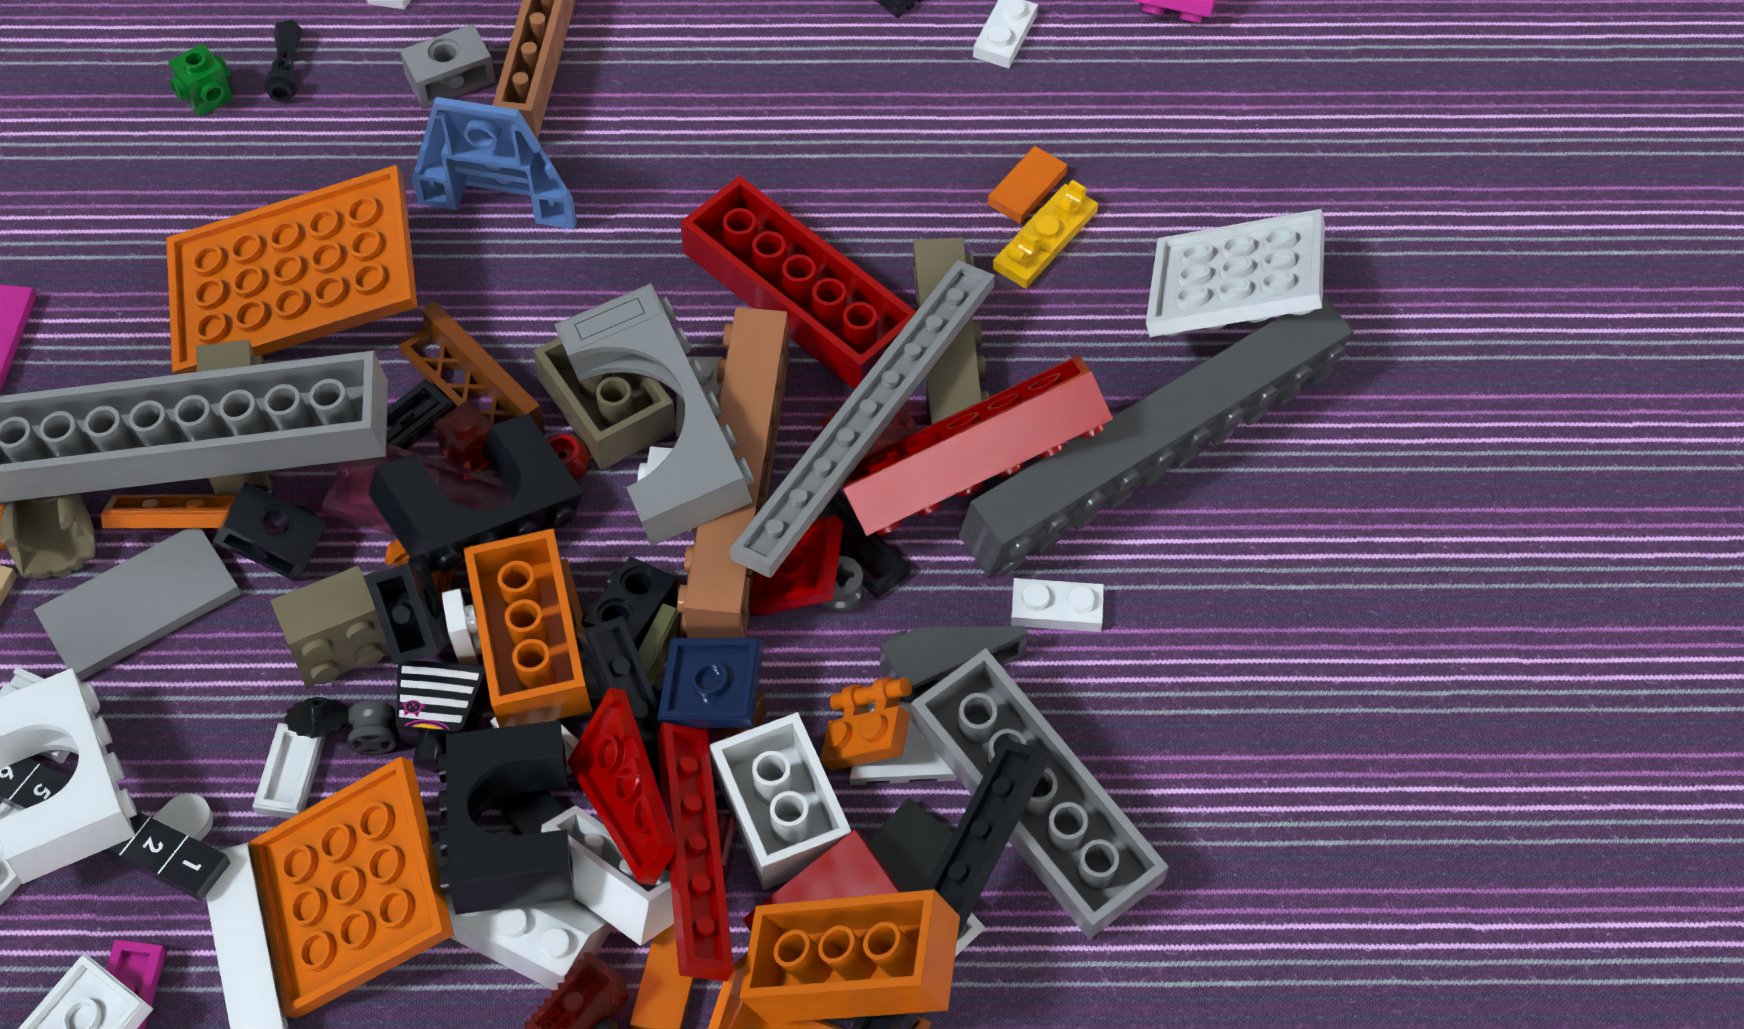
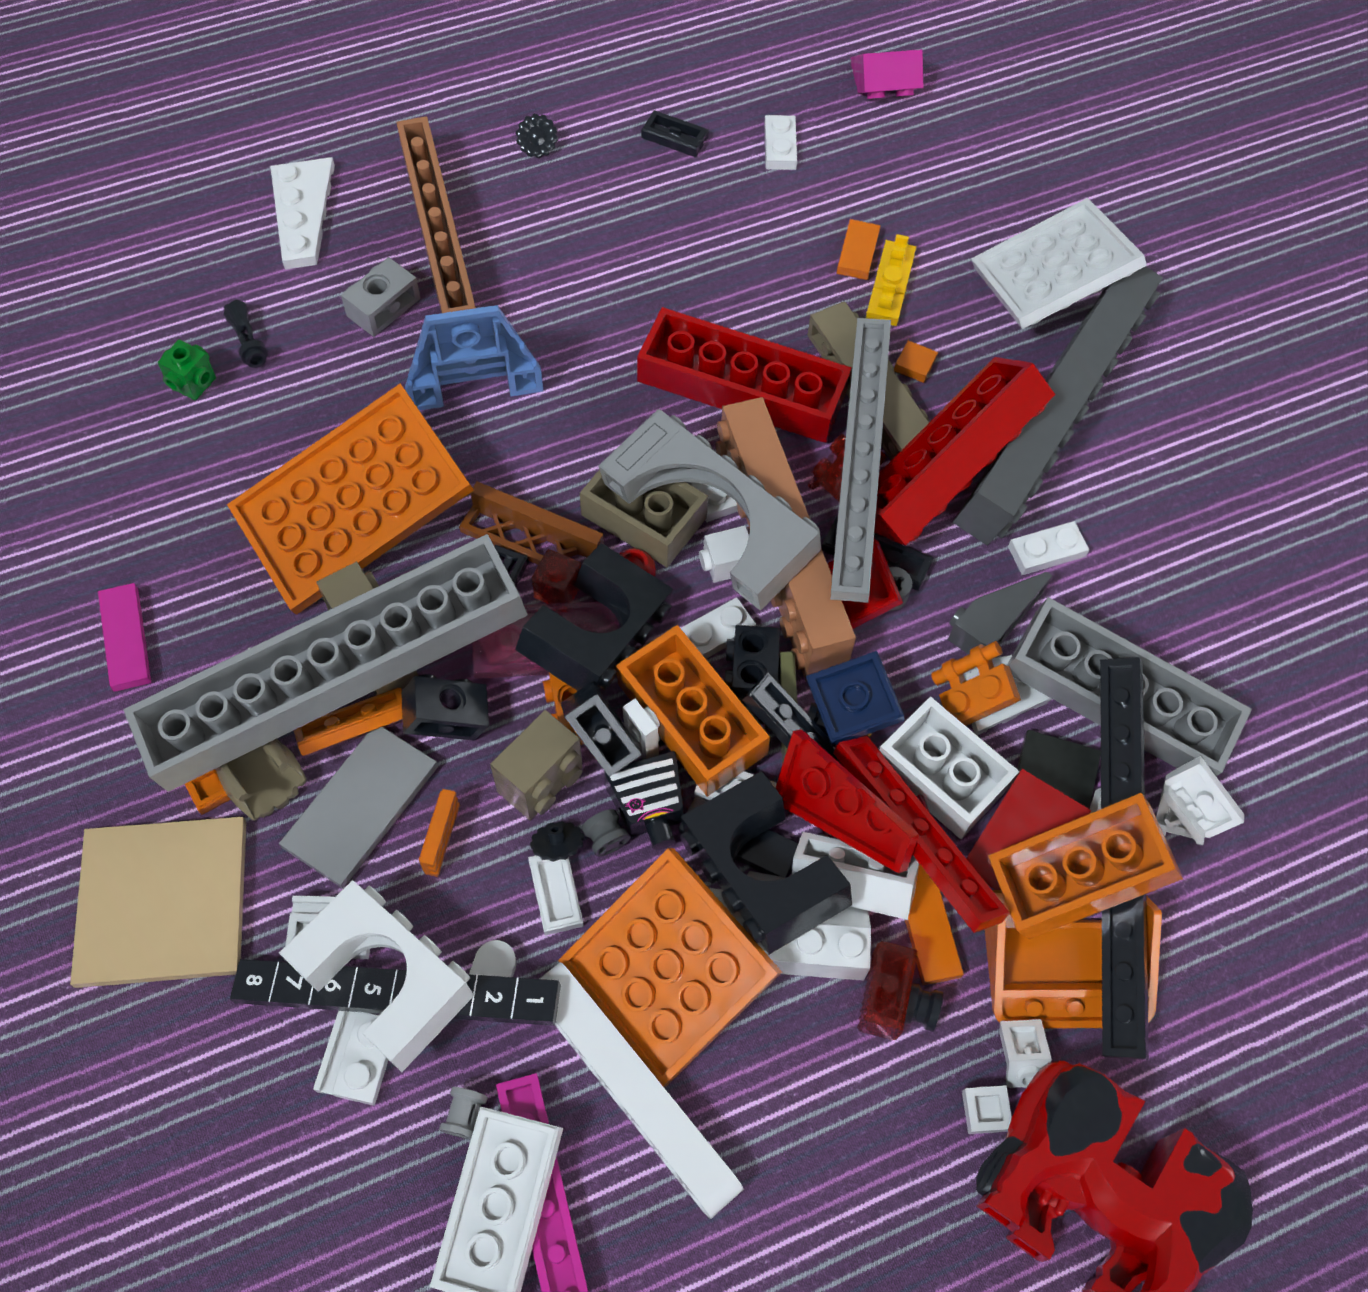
camera: 25 degrees left, 5 degrees up
(67, 952) = (463, 1112): none -> light grey bush
(199, 661) = (439, 832): none -> orange tile
(598, 557) = (714, 628): none -> white plate
(1021, 336) = (915, 361): none -> orange tile
(1052, 953) = (1196, 803): none -> white slope

